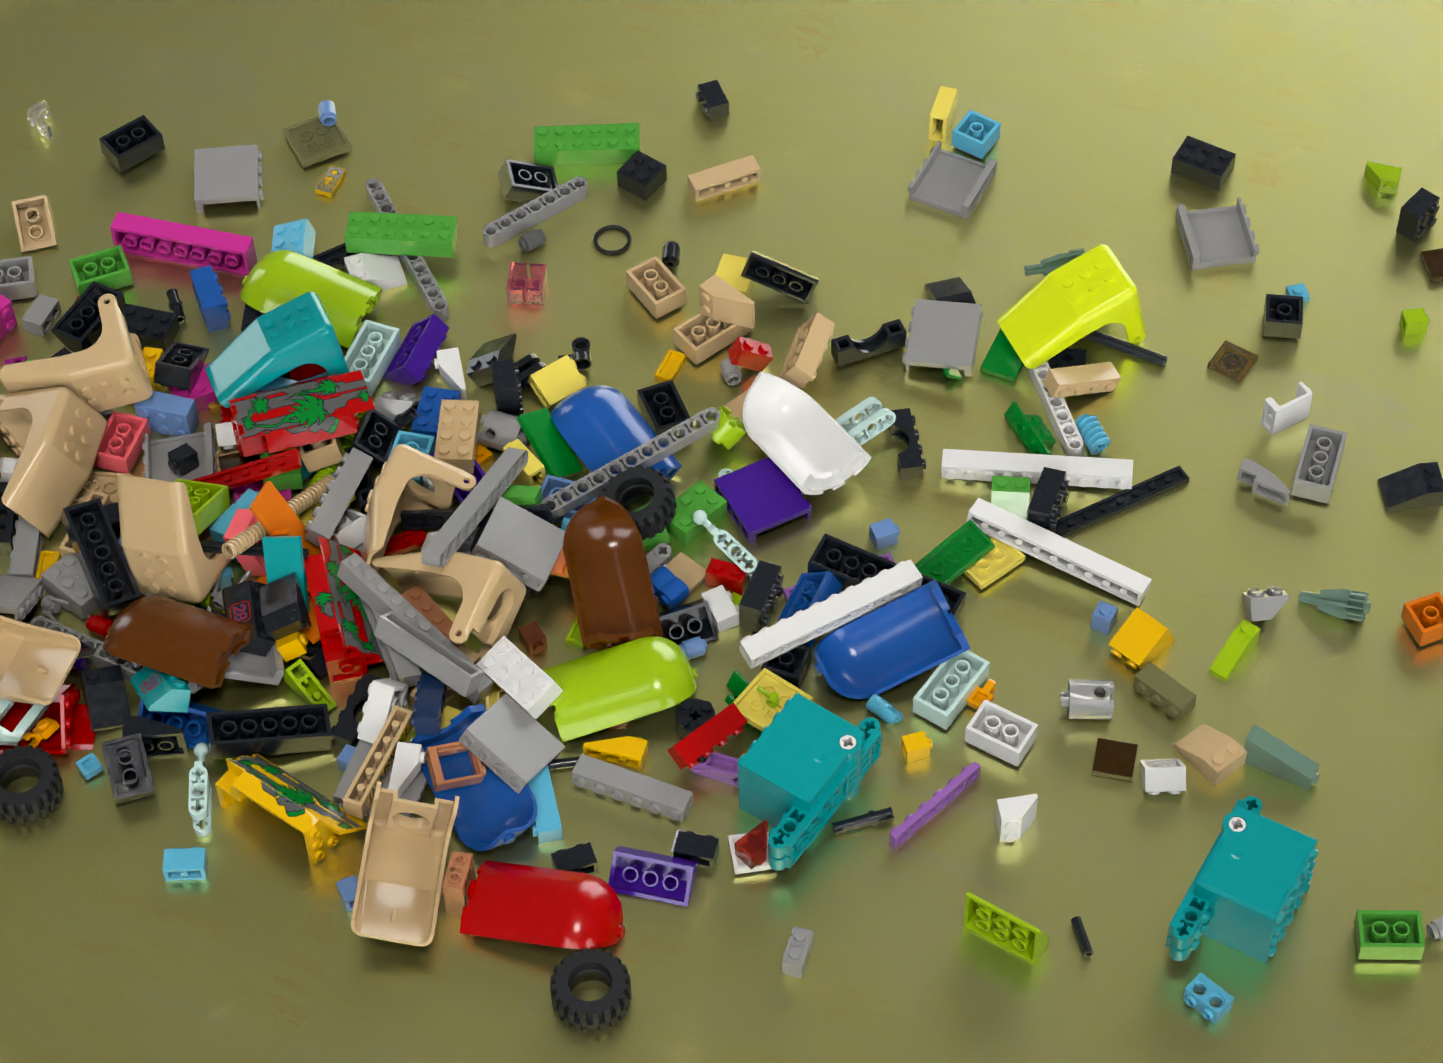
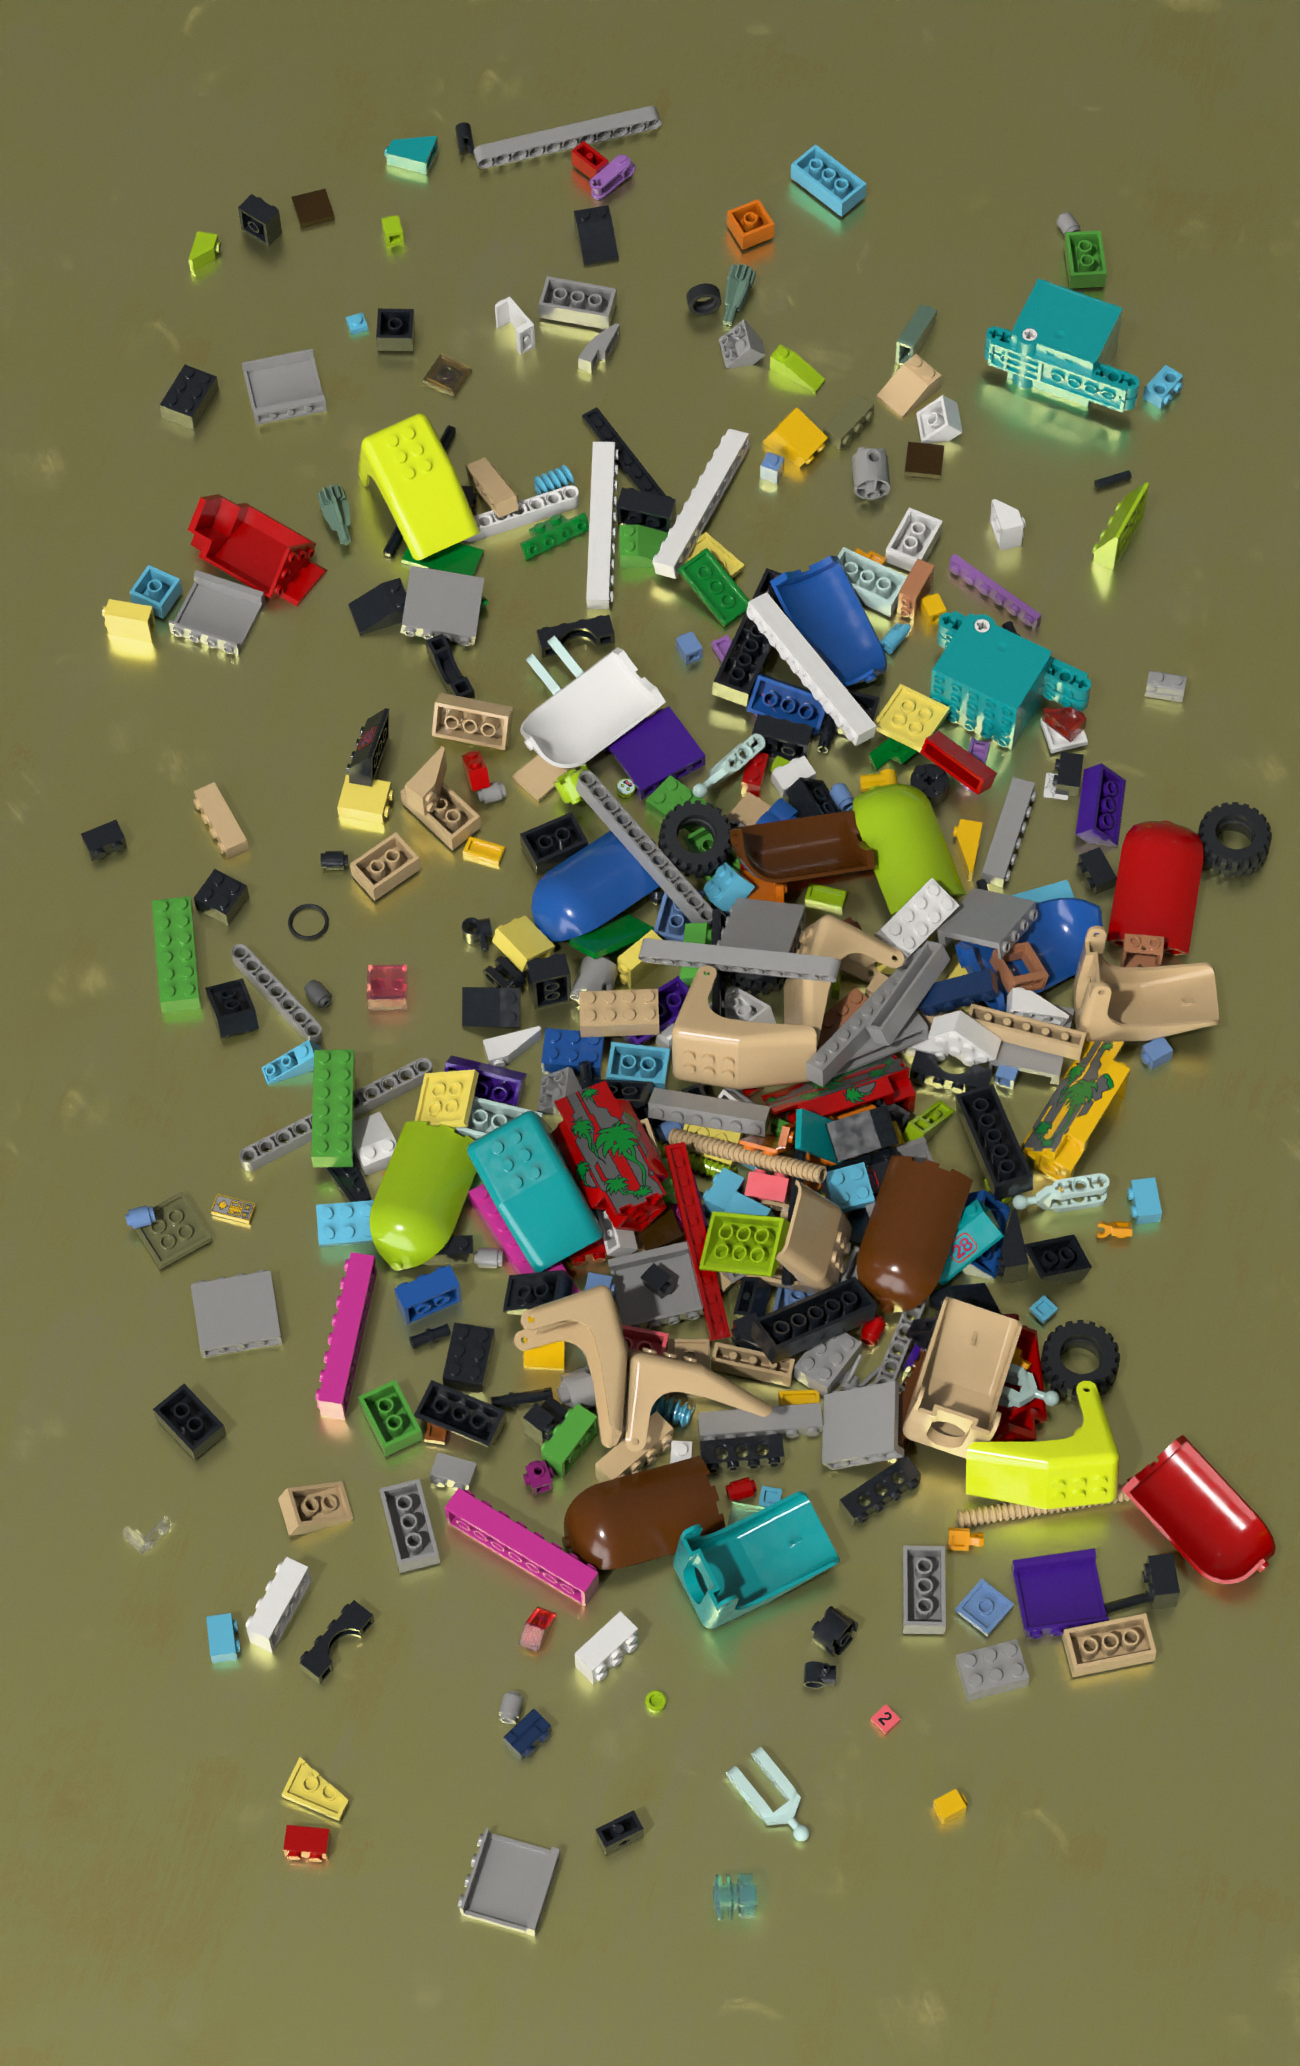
camera: 95 degrees left, 10 degrees up
(159, 837) = (1119, 1229): none -> light orange plate
(230, 594) = (850, 1187): none -> medium azure brick
(395, 313) = (447, 1098): none -> light yellow plate
(466, 223) = (291, 1064): none -> medium azure slope
(707, 681) = (885, 777): none -> yellow piece
(773, 698) = (912, 710): lime hand -> none
(939, 724) = (914, 588): none -> nougat window
(1022, 204) = (255, 548): none -> red panel
(1324, 569) = (702, 291): none -> black tyre

